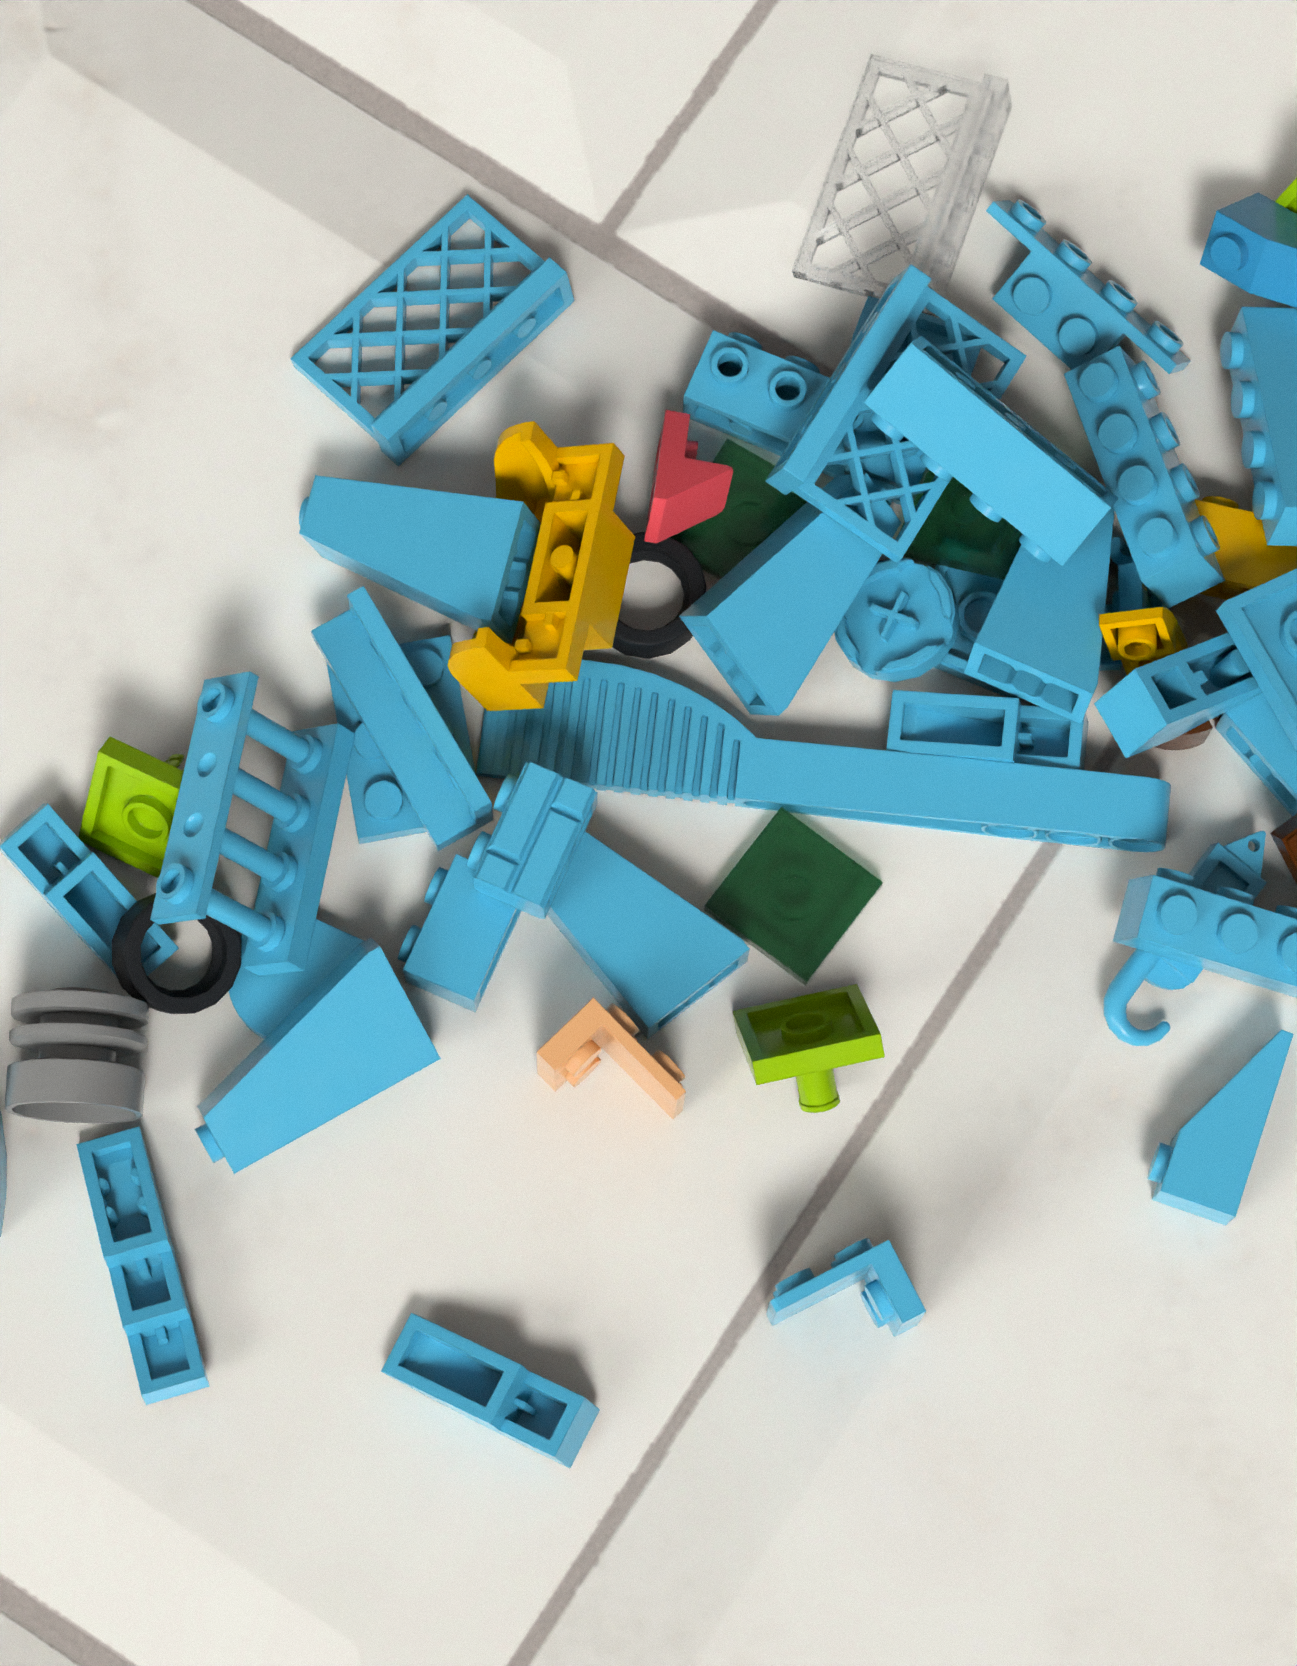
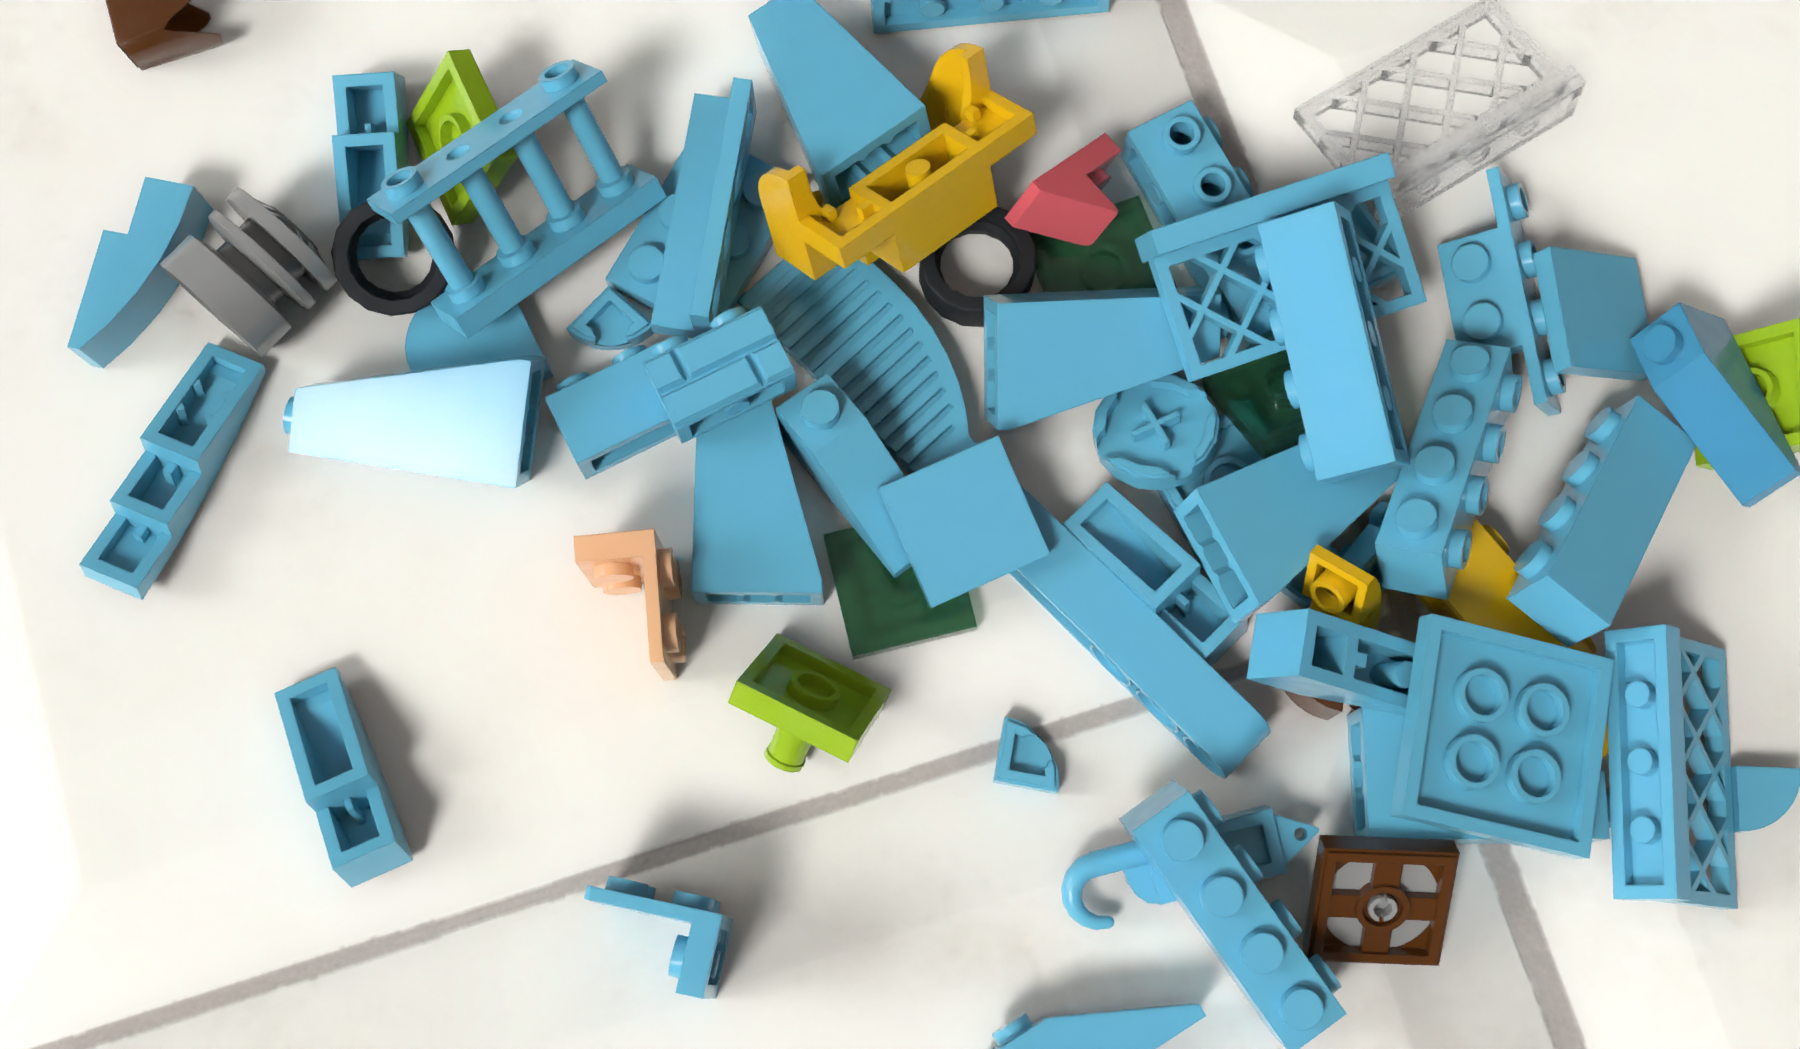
camera: 40 degrees right, 0 degrees up
(391, 871) = (610, 323): none -> medium azure tile
(698, 835) = (846, 462): none -> medium azure slope
(813, 807) = (964, 521): none -> medium azure tile
(1001, 956) = (1025, 759): none -> medium azure tile
(1154, 263) = (1591, 312): none -> medium azure tile

